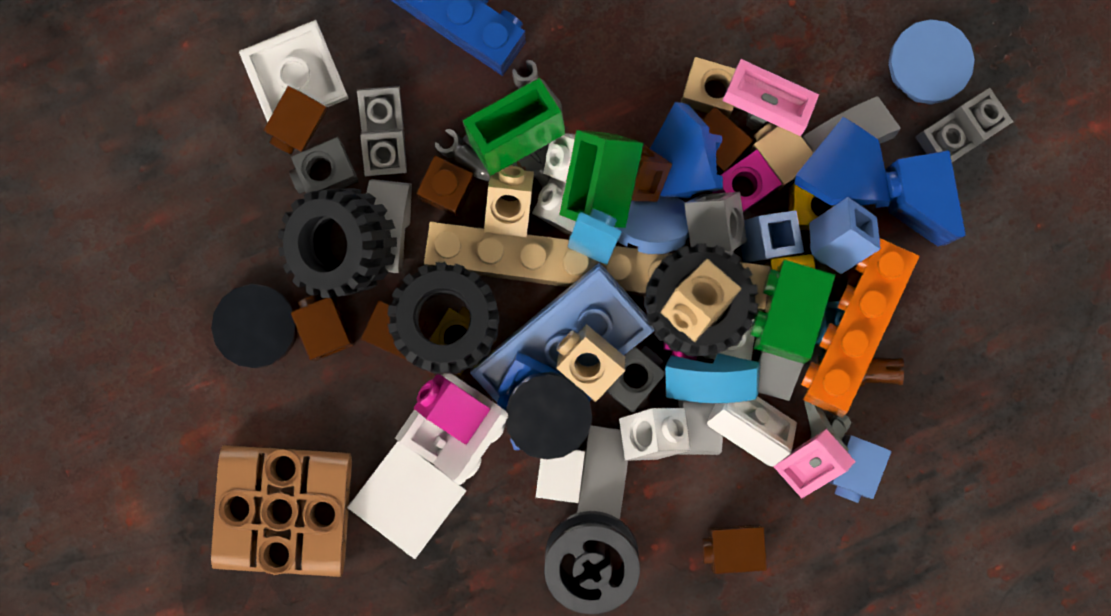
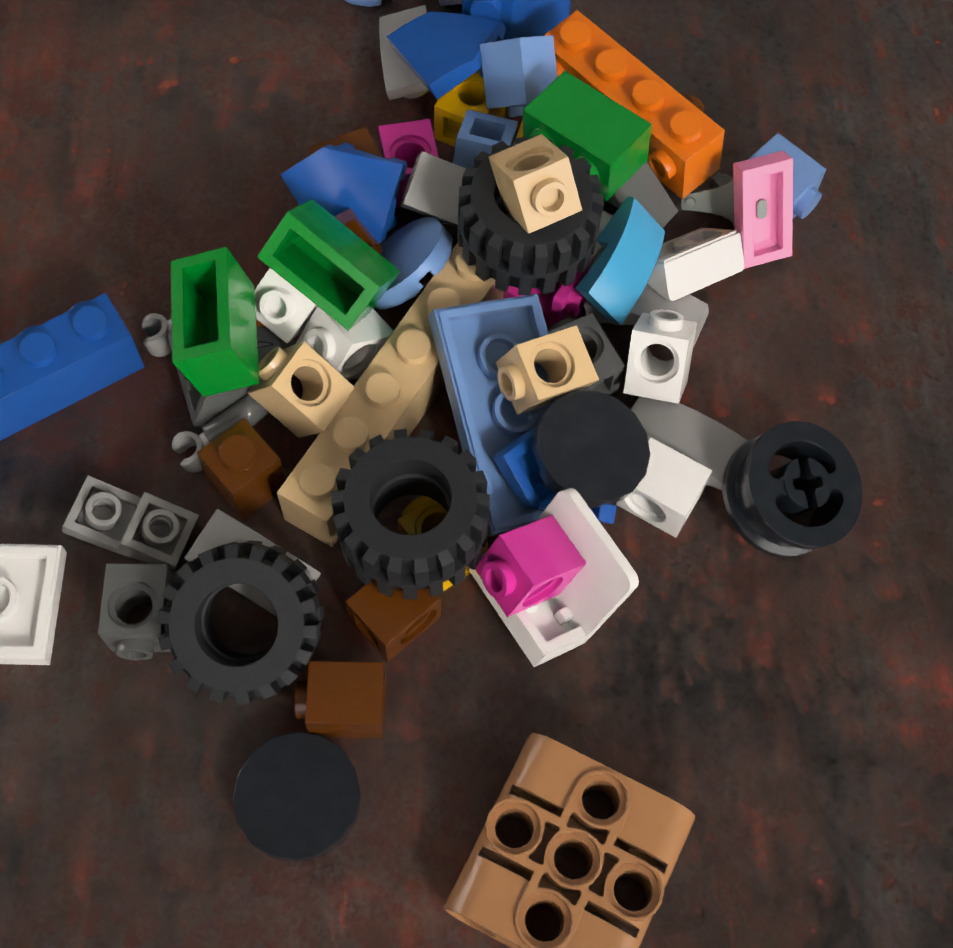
camera: 70 degrees left, 20 degrees down
(294, 121) = (53, 609): reddish brown brick -> none
(407, 499) = (620, 691): white tile -> none
(595, 236) = (399, 281): dark azure slope -> none
(701, 73) = (278, 147): tan brick -> none
(735, 549) = (830, 334): reddish brown brick -> none
(770, 99) = (331, 84): bright pink piece -> none
(782, 151) = (391, 104): tan brick -> none

